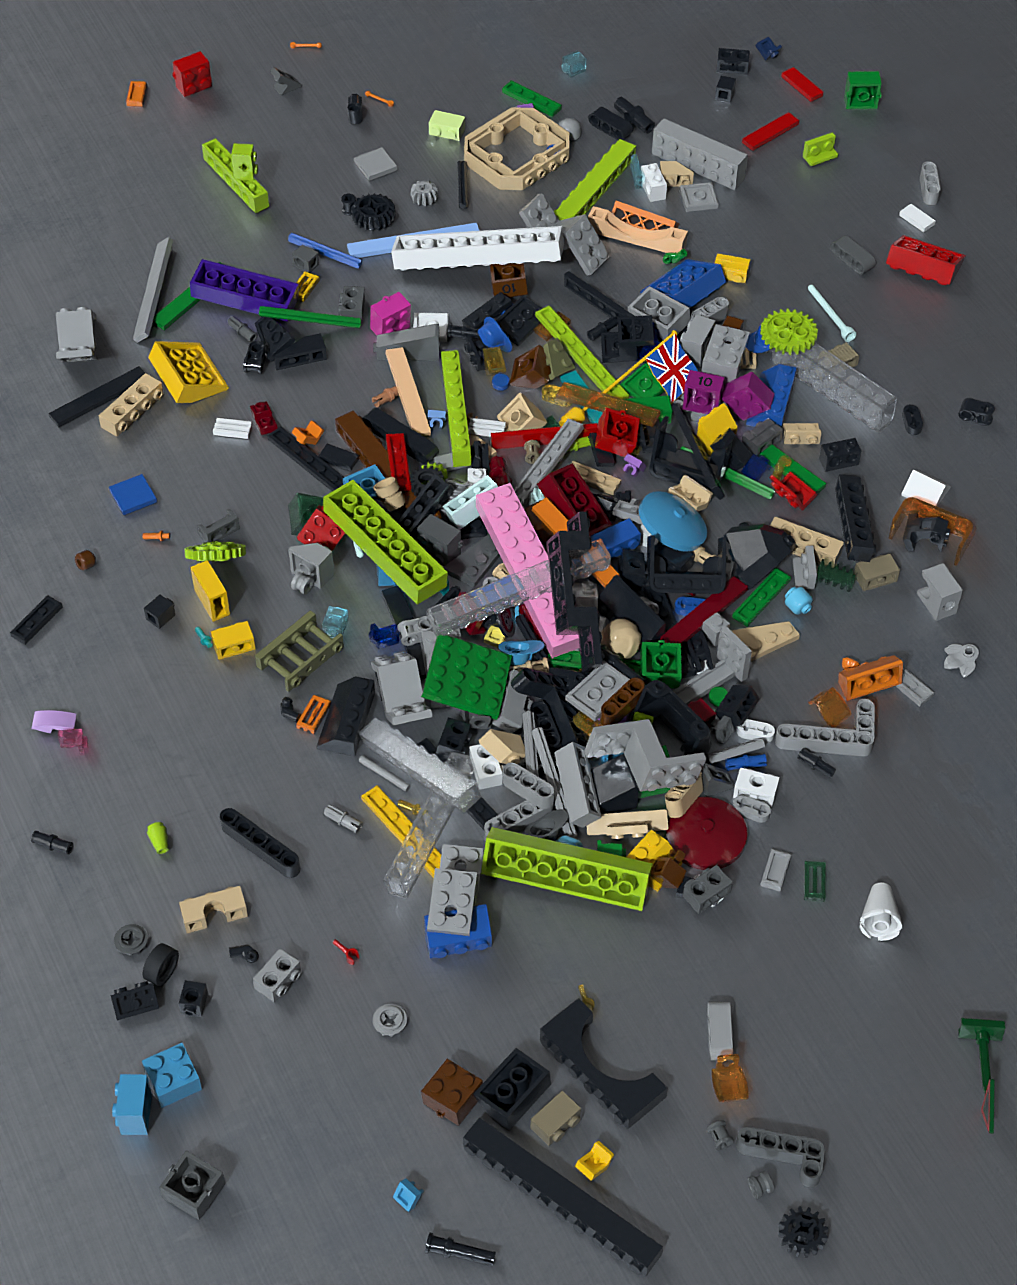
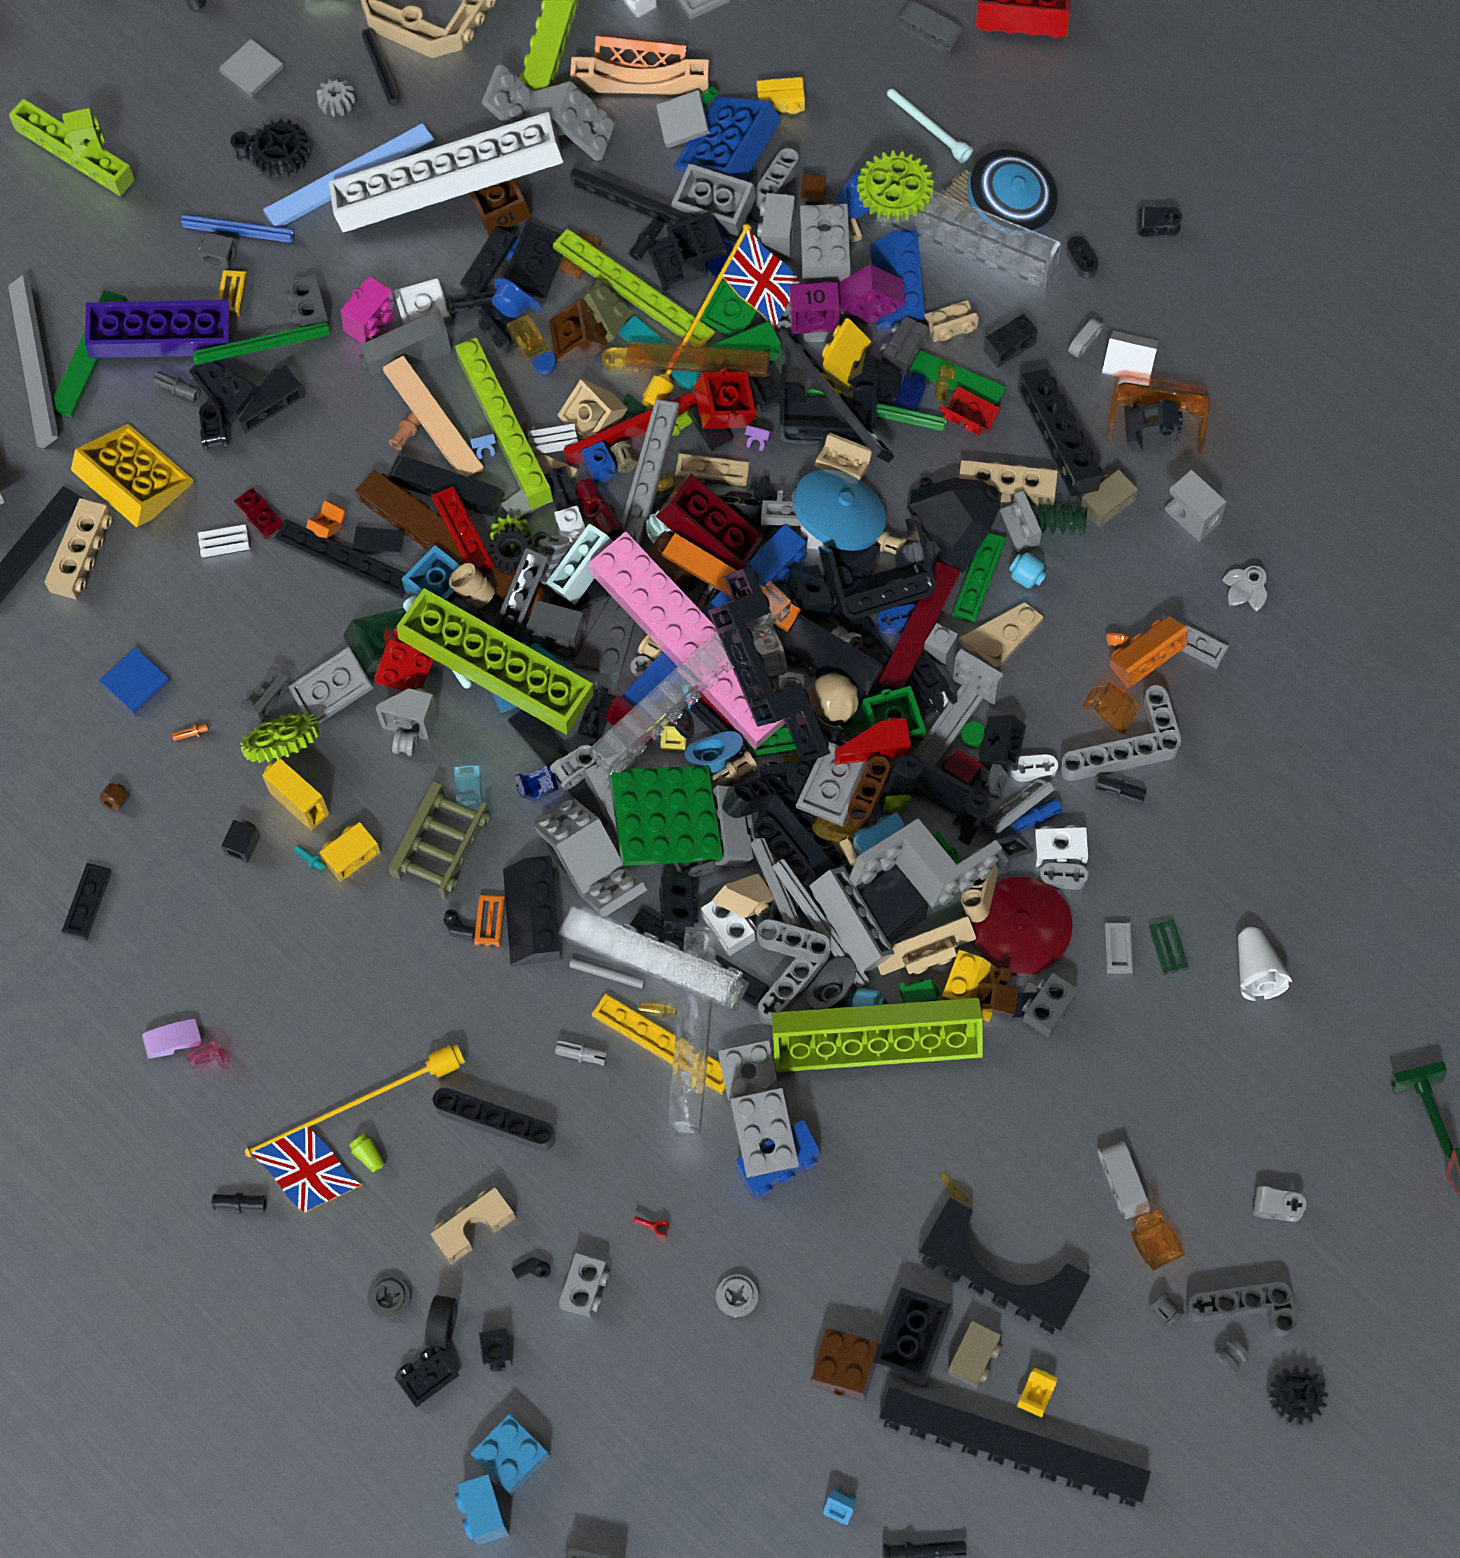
camera: 15 degrees left, 15 degrees up
(111, 832) = (306, 1164): none -> flag
(266, 534) = (331, 685): none -> light grey tile
(513, 450) = (598, 462): none -> blue brick
(643, 667) = (884, 739): none -> red slope
(657, 264) = (683, 119): none -> light grey tile
(836, 1086) = (1275, 1204): none -> light grey piece
(877, 361) = (1013, 188): none -> dish
(896, 468) = (1085, 338): none -> light grey beam

